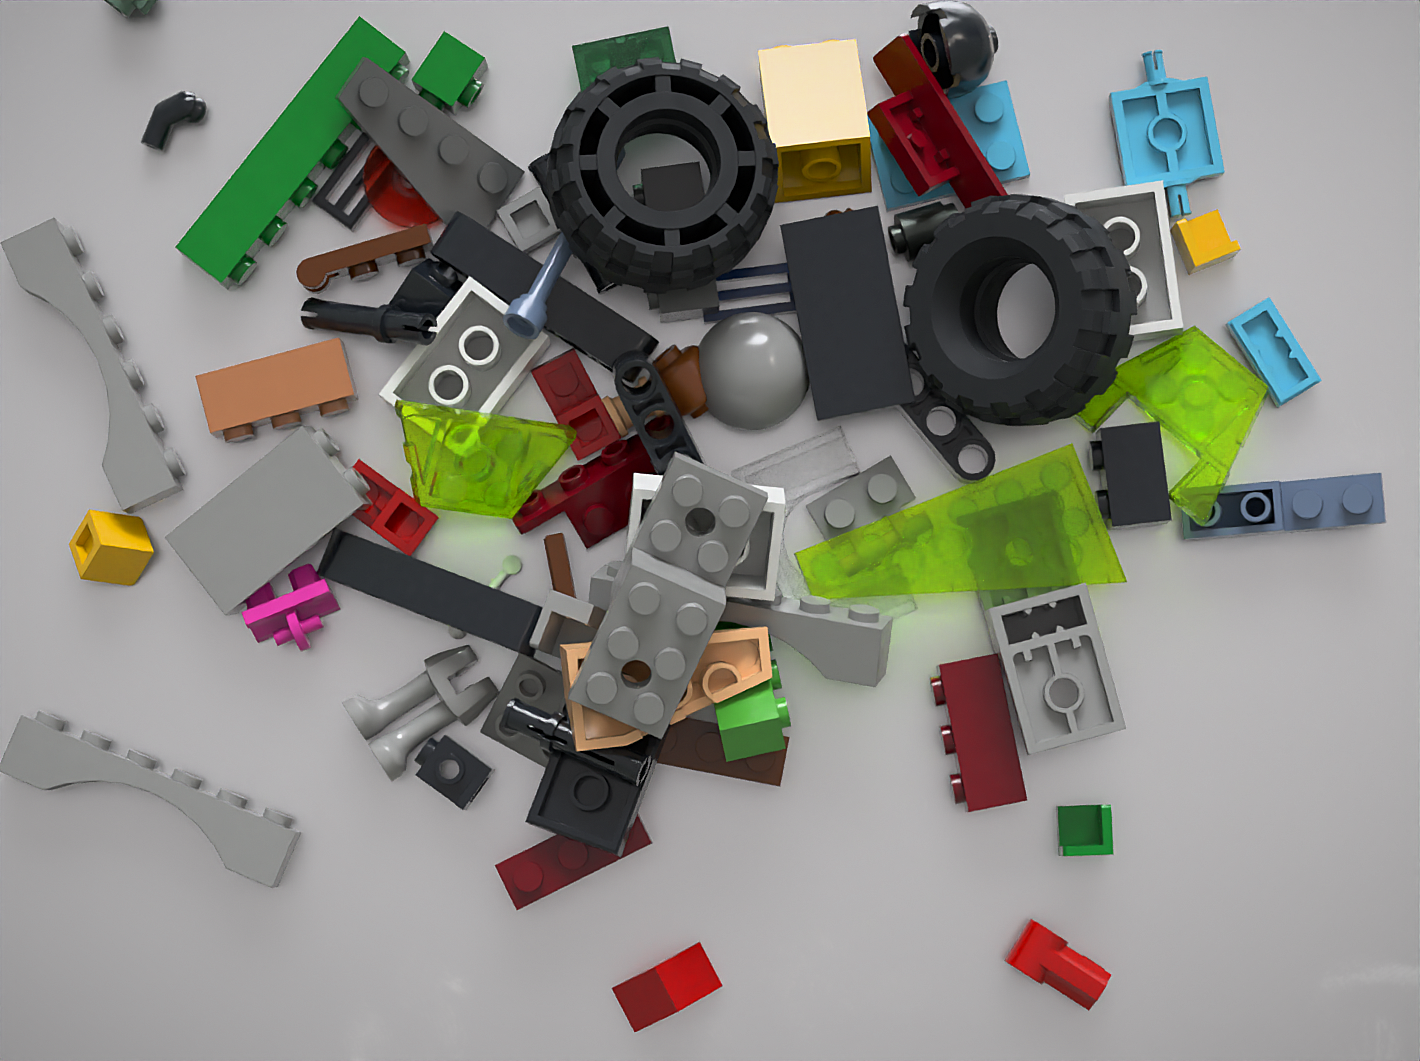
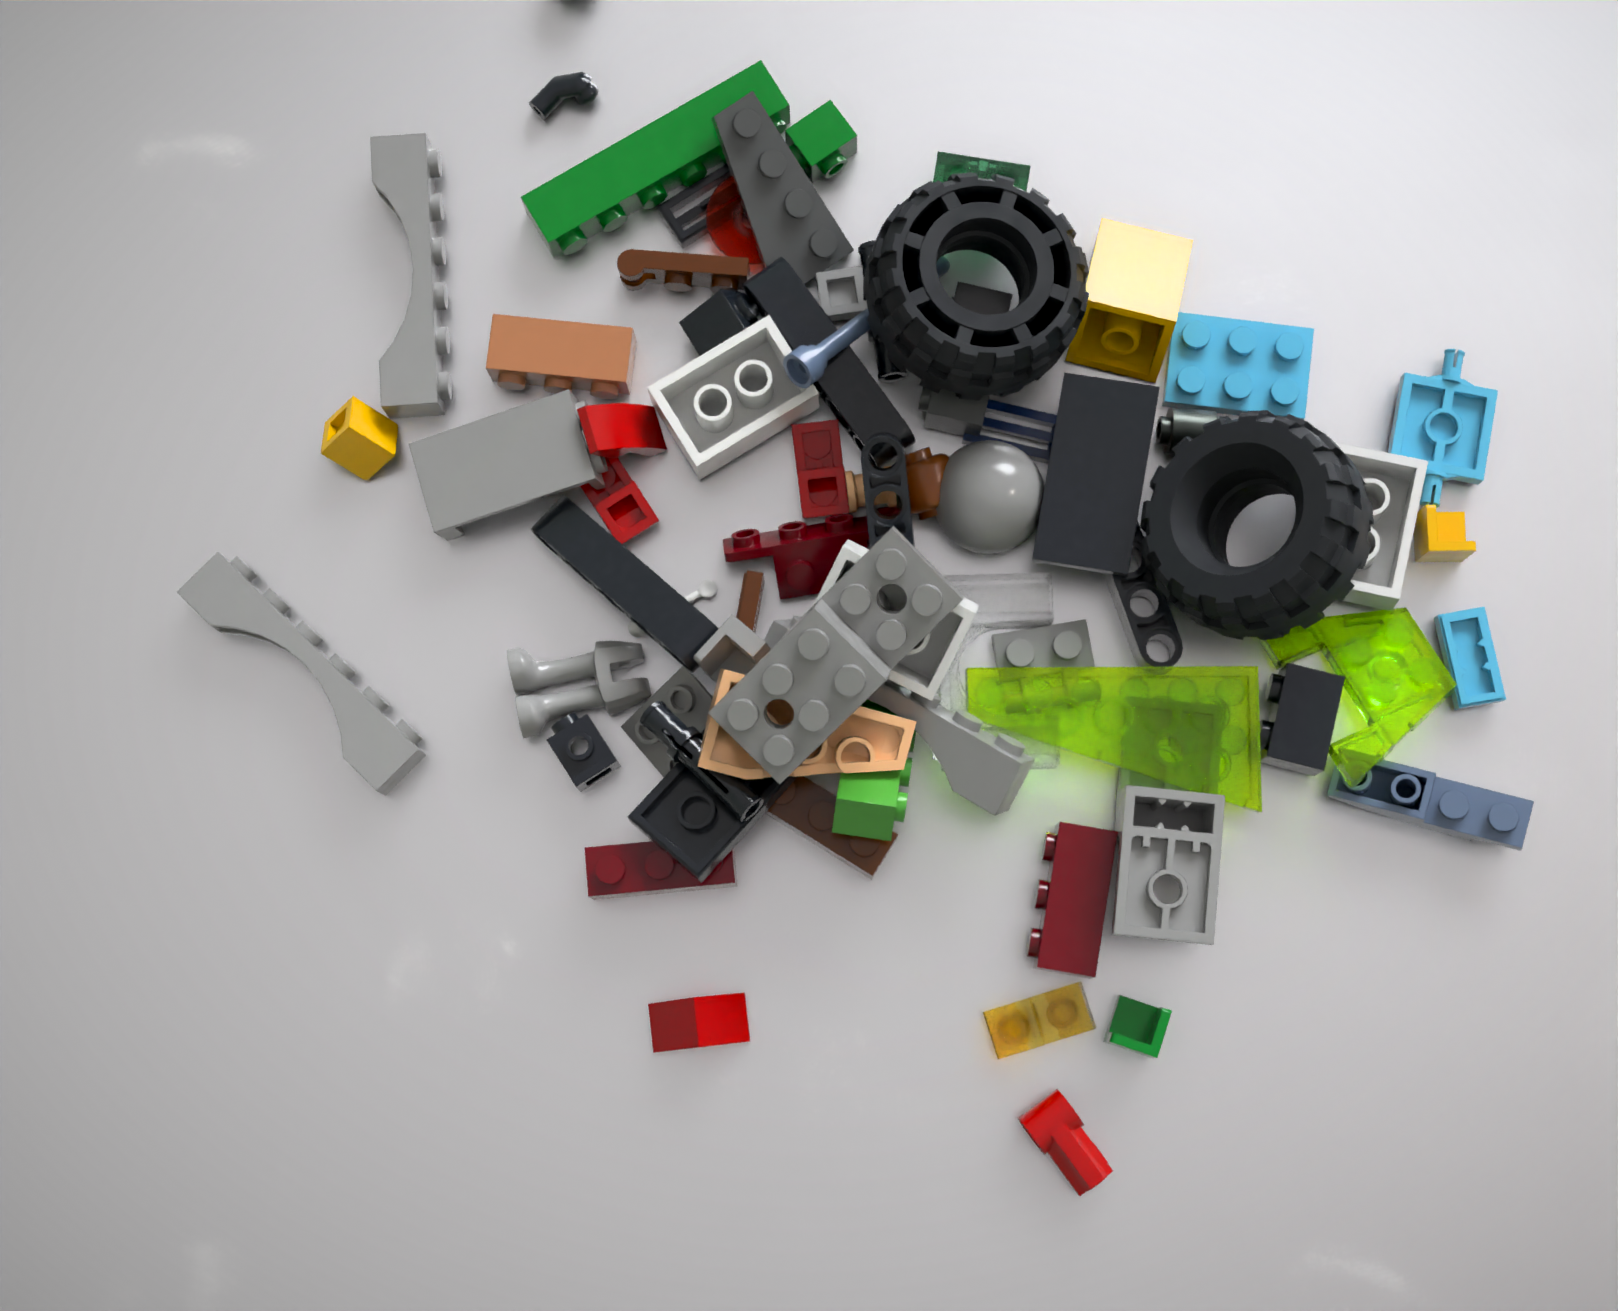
camera: 20 degrees right, 5 degrees down
(293, 613) = (495, 555): dark pink hips -> none
(366, 443) = (621, 429): none -> red slope
(383, 323) = (677, 328): black pin -> none
(477, 458) = (712, 476): clear neon green wing -> none
(926, 130) = (1227, 337): dark red bracket -> none
(954, 44) = (1276, 279): black cylinder -> none
(990, 859) = (1039, 1020): none -> clear yellow slope

